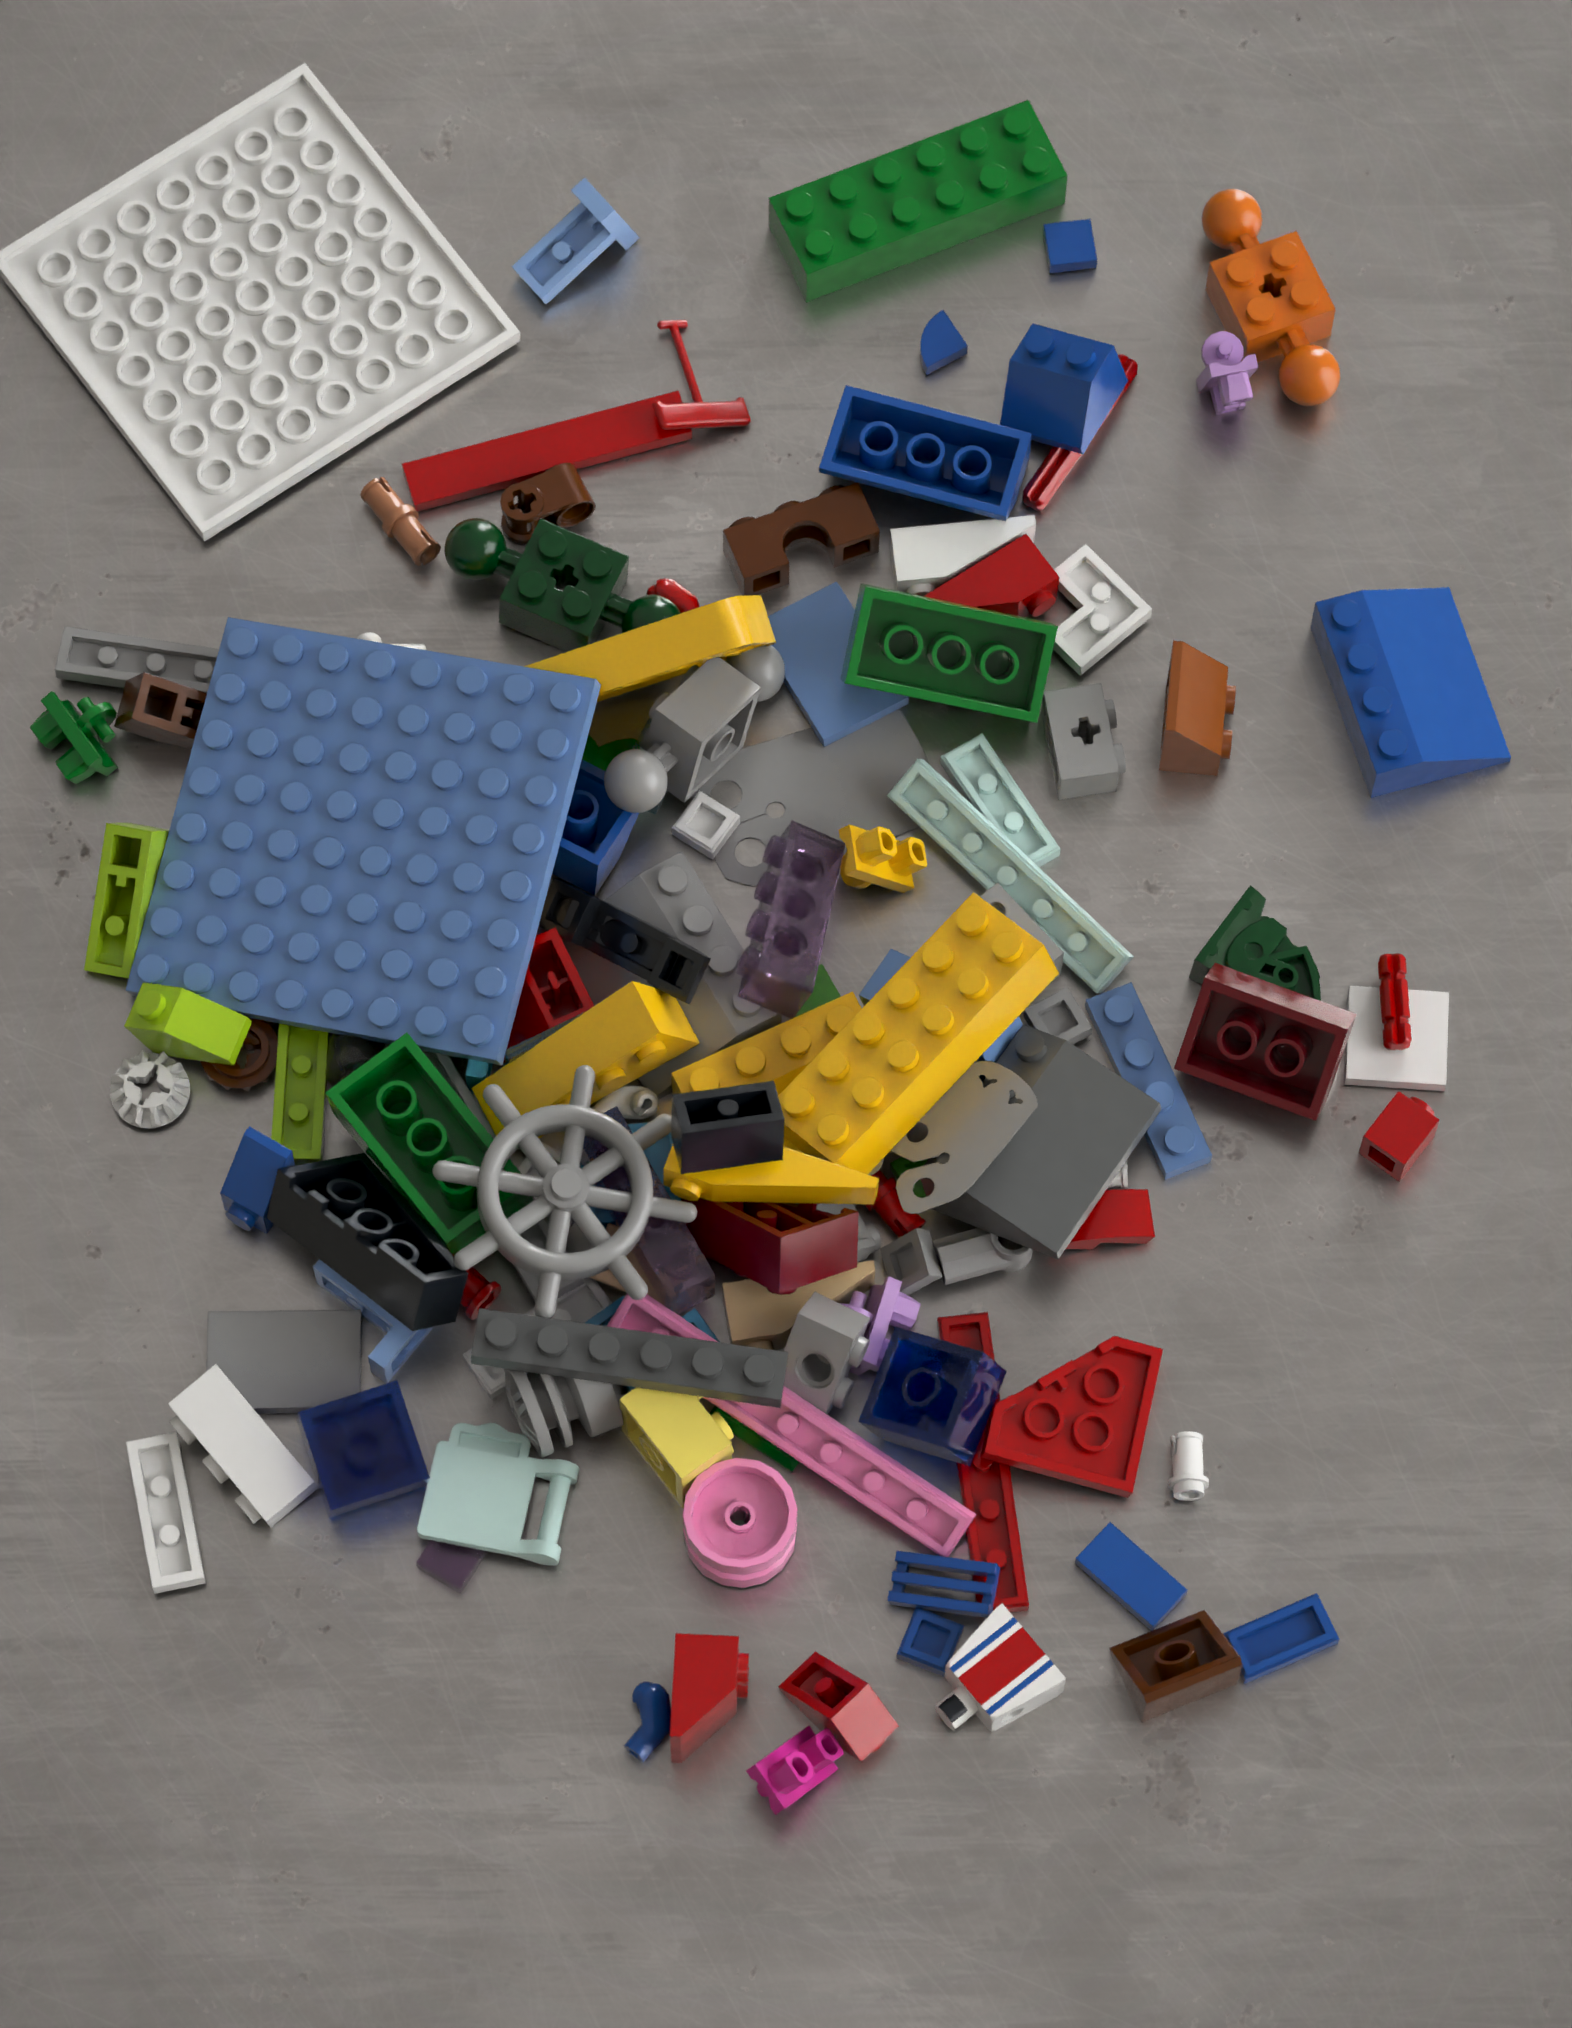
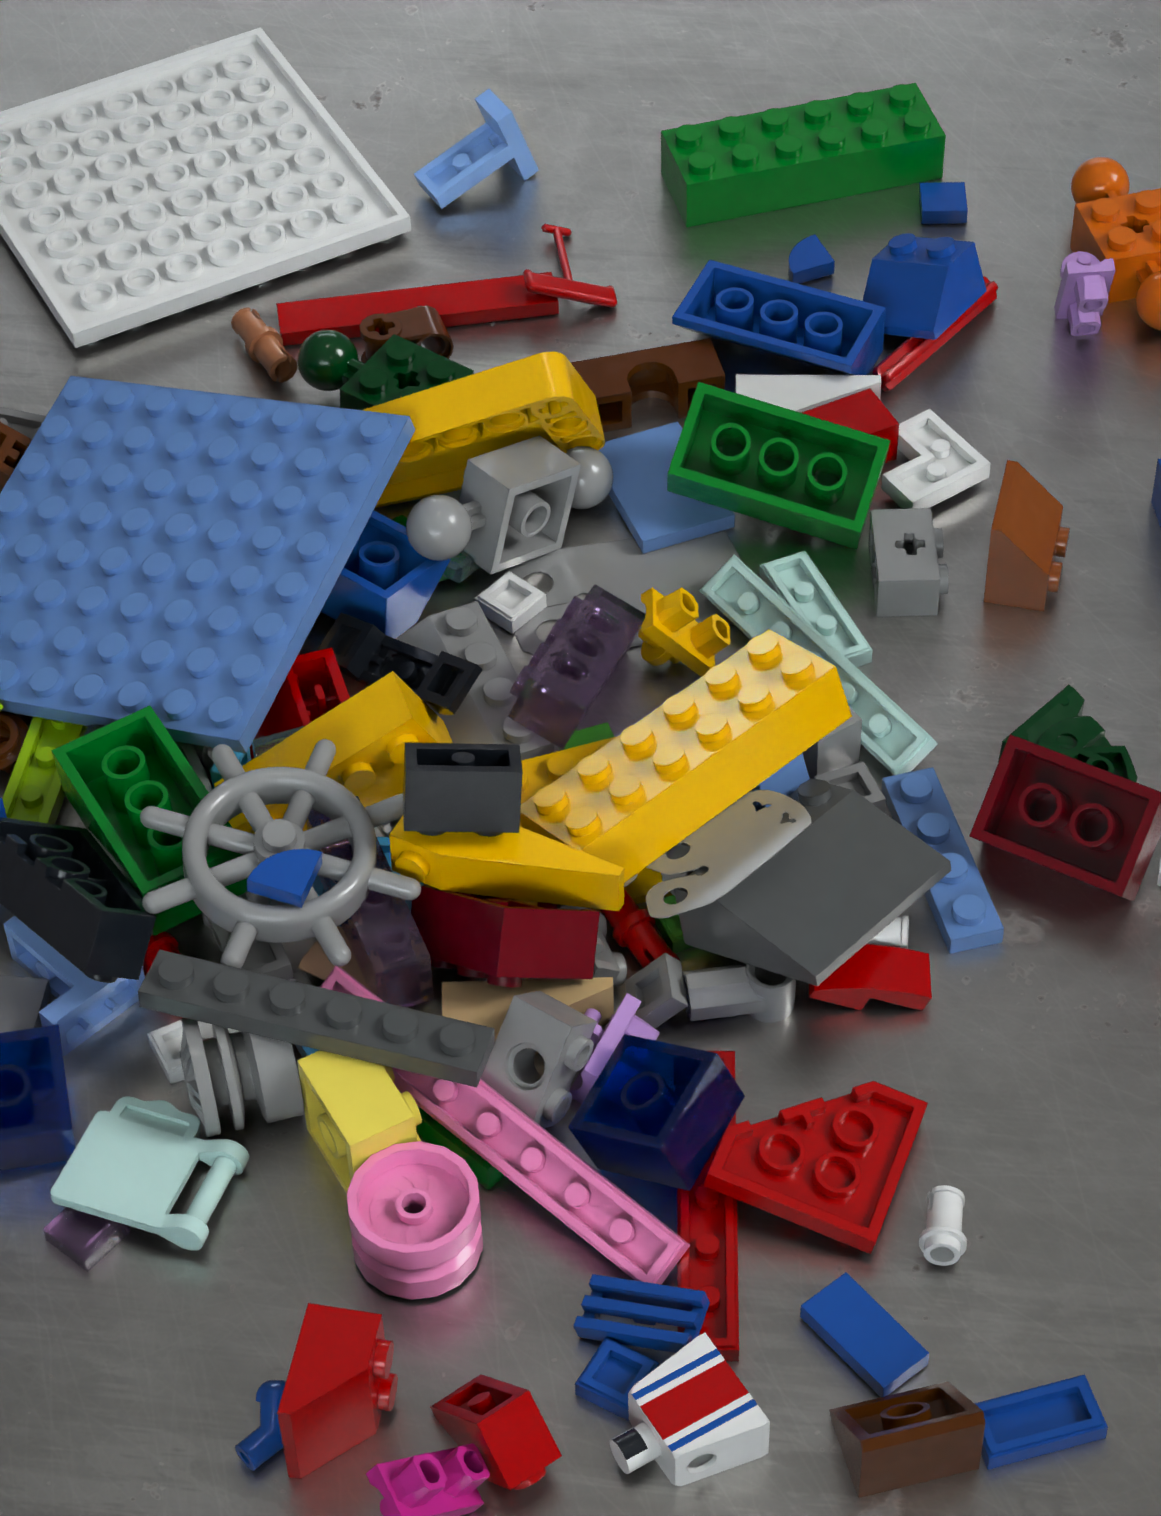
camera: 10 degrees right, 20 degrees down
(582, 1228) = (286, 876): none -> blue tile

